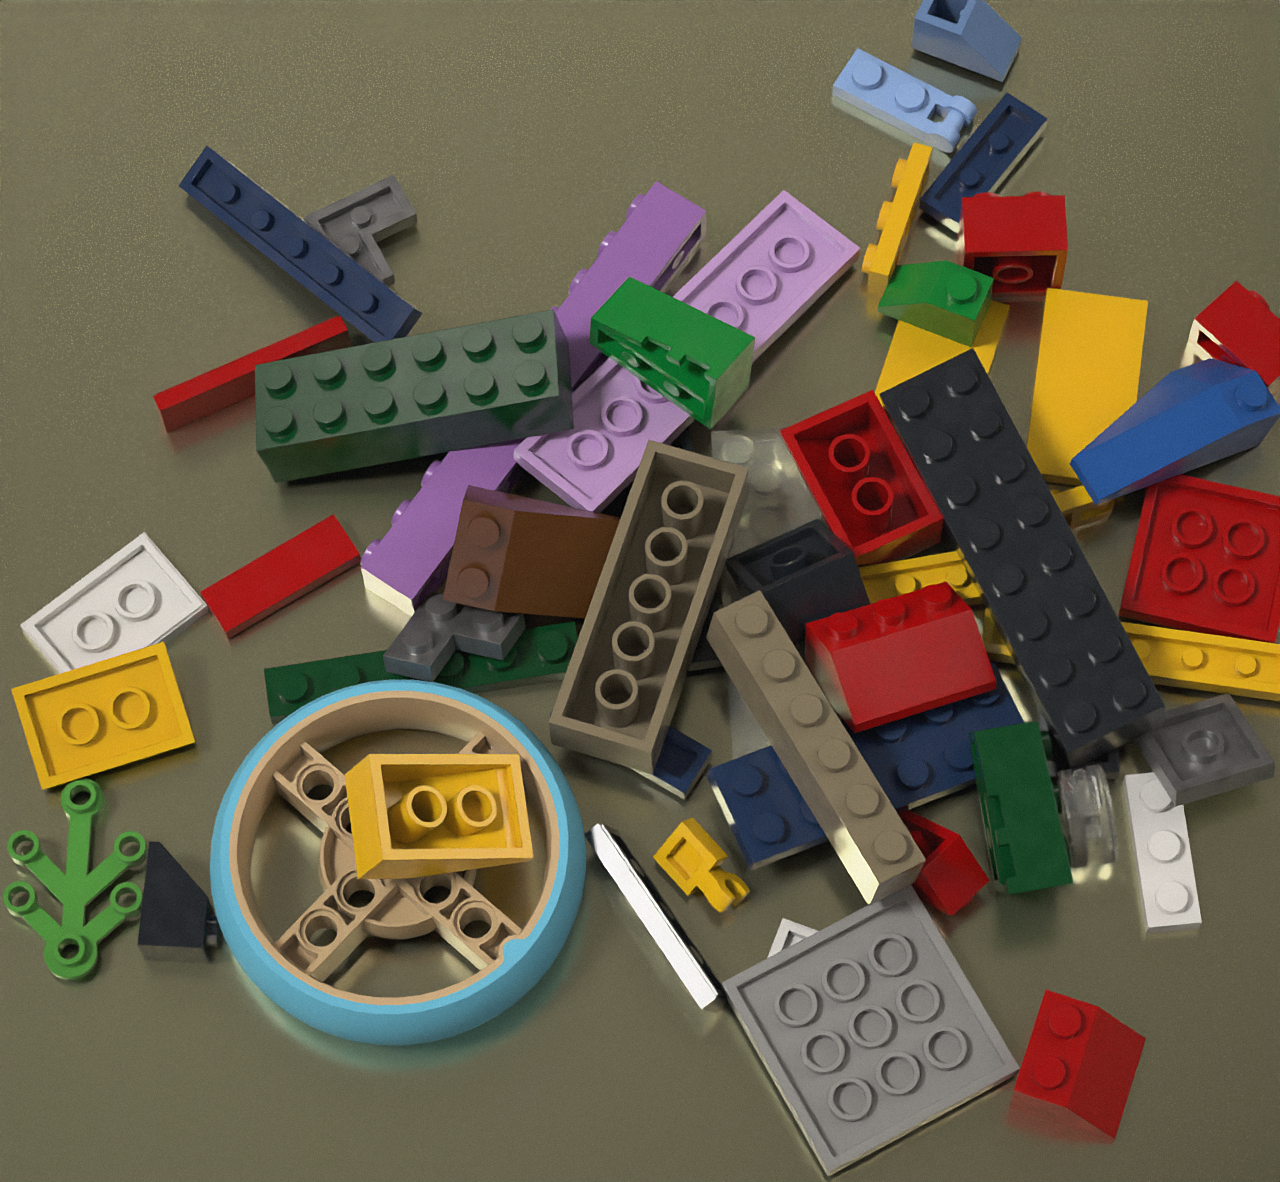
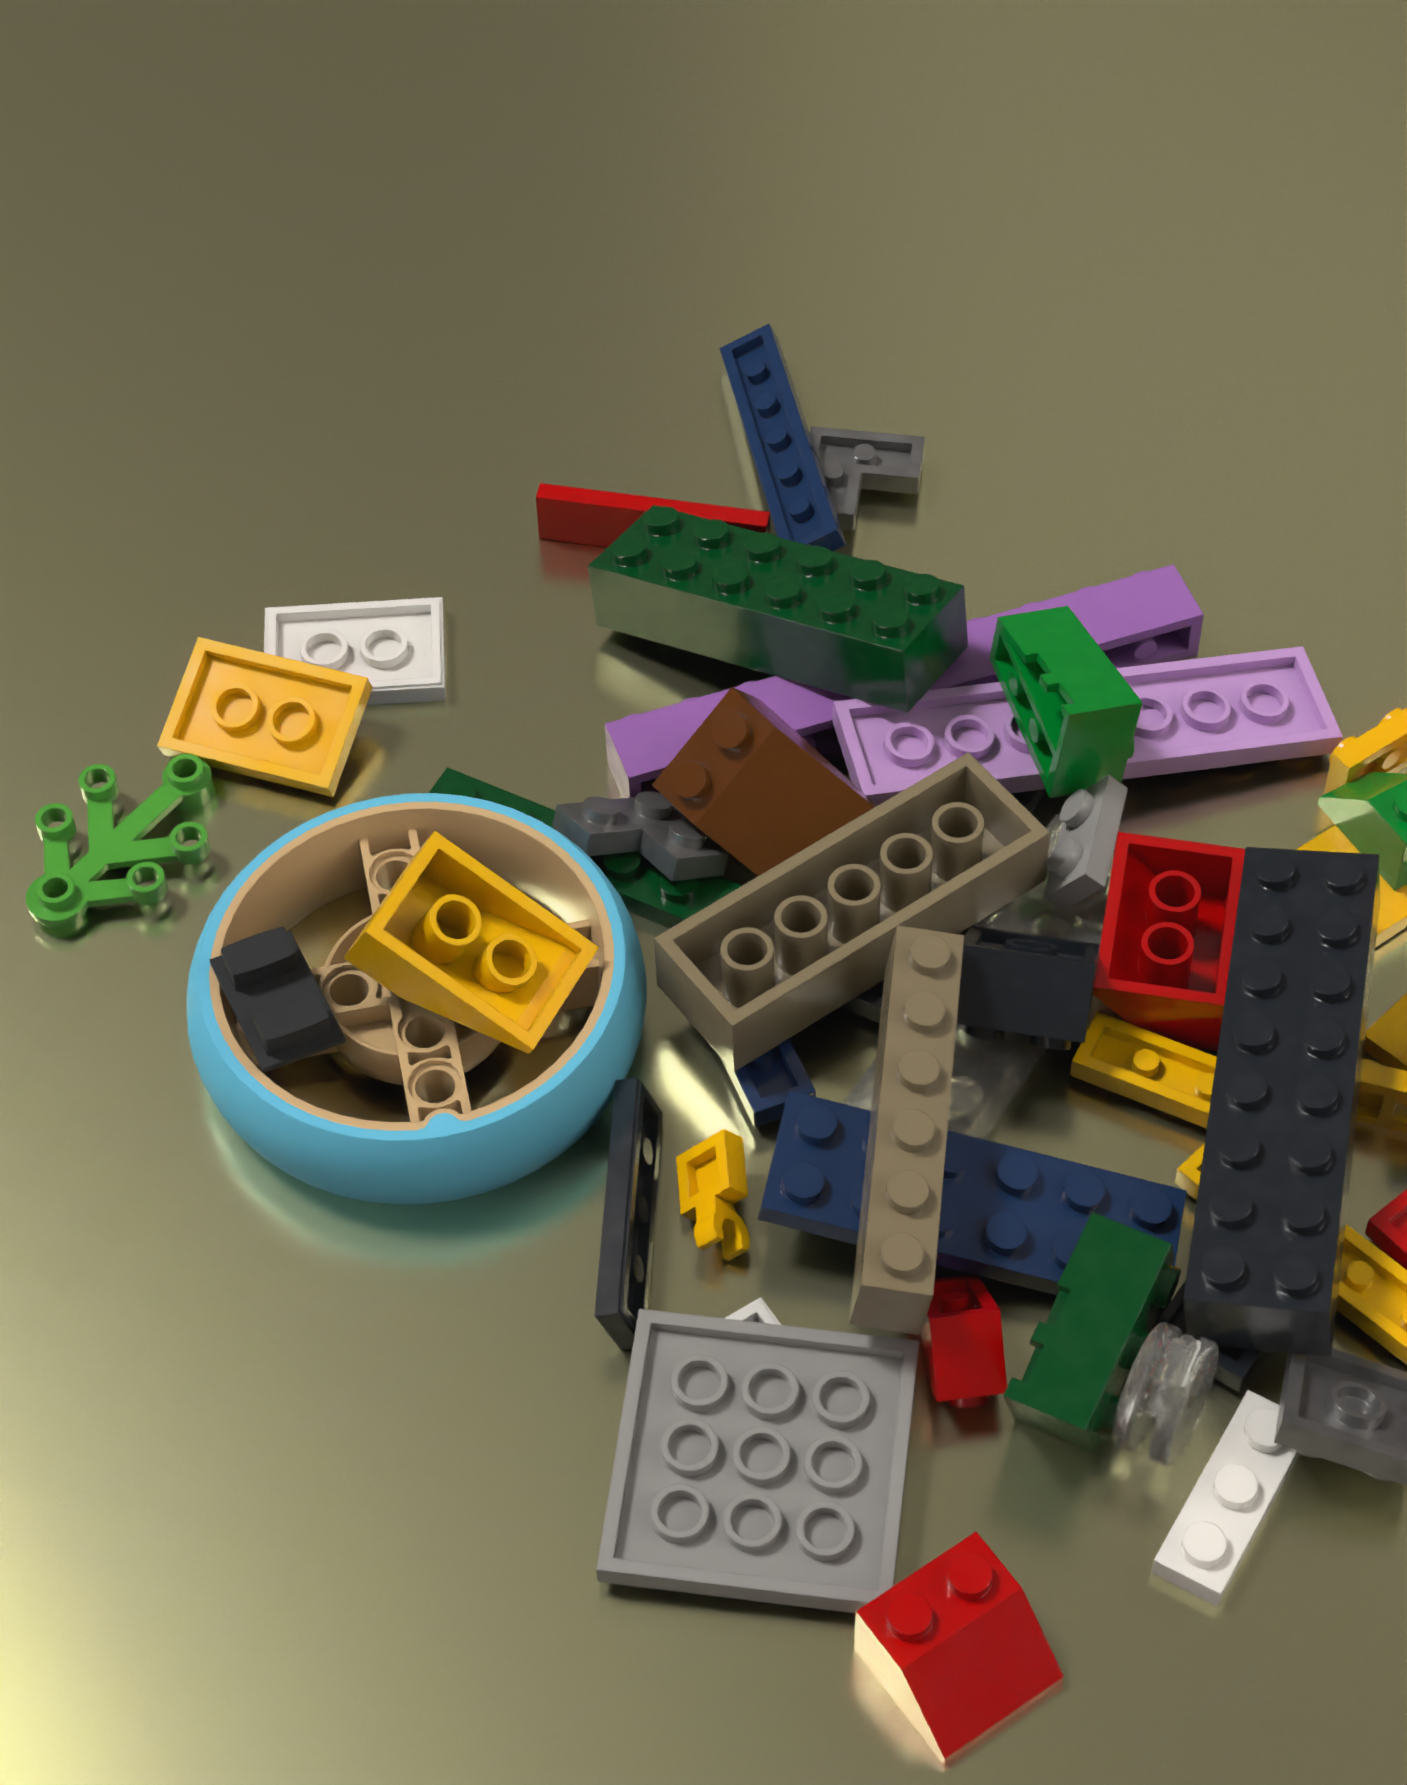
camera: 35 degrees right, 15 degrees down
(175, 913) = (169, 913): black slope -> none
(280, 576) = (531, 704): red tile -> none
(330, 937) = (276, 998): none -> black piece
(761, 448) = (1085, 842): none -> light grey plate
(898, 656) = (1077, 1107): red slope -> none

